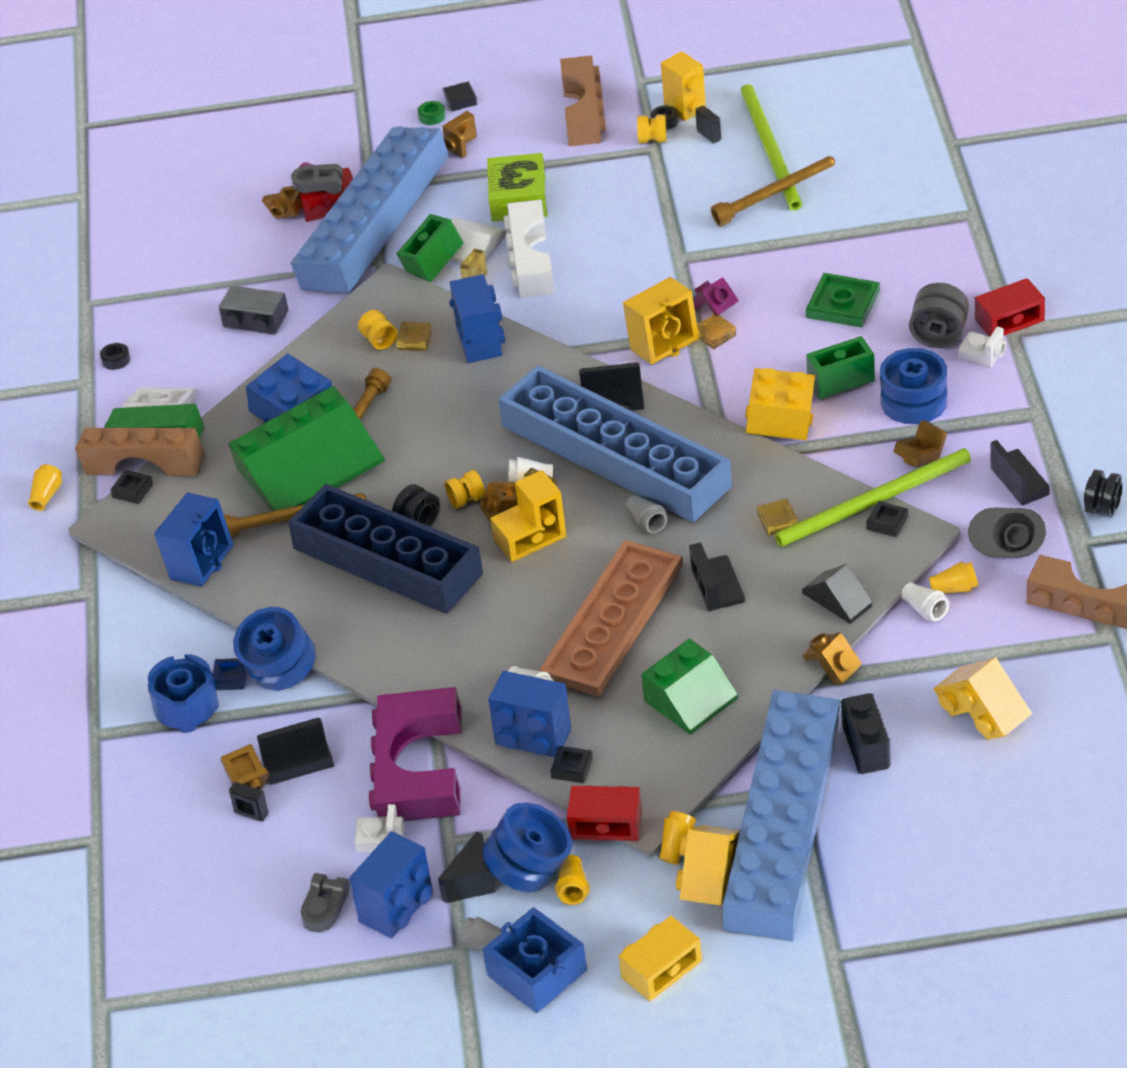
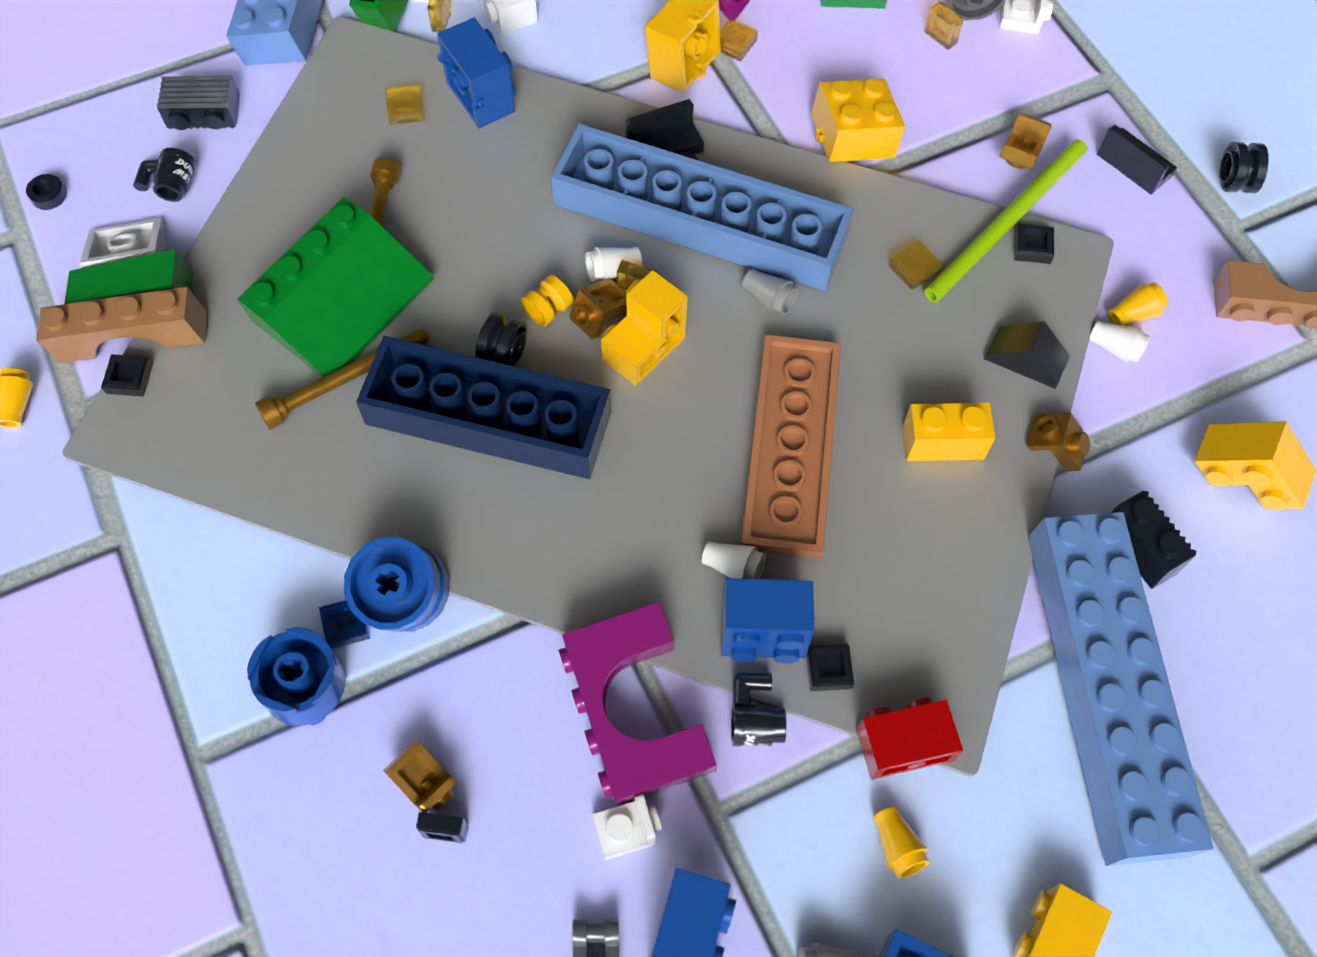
camera: 25 degrees left, 20 degrees up
(194, 539) = (237, 447): blue brick -> none
(211, 357) = (171, 174): none -> black piece
(283, 387) = (282, 208): blue brick -> none
(295, 750) = (475, 731): black panel -> none
(377, 329) = (364, 107): yellow wheel -> none
(467, 873) = (774, 864): black slope -> none
(502, 788) = (754, 722): none -> black piece
(527, 847) = (842, 825): blue wheel -> none
(673, 830) = (1002, 746): yellow cone -> none
(688, 686) = (927, 526): slope -> none
(707, 863) = (1069, 782): yellow brick -> none
(715, 579) = (884, 363): black panel -> none
(736, 629) = (948, 431): none -> yellow brick
(841, 367) = (903, 59): green brick -> none
(897, 339) = (943, 25): none -> clear yellow tile
(913, 385) = (985, 71): blue wheel -> none
(1007, 532) = (1177, 237): dark grey piece -> none

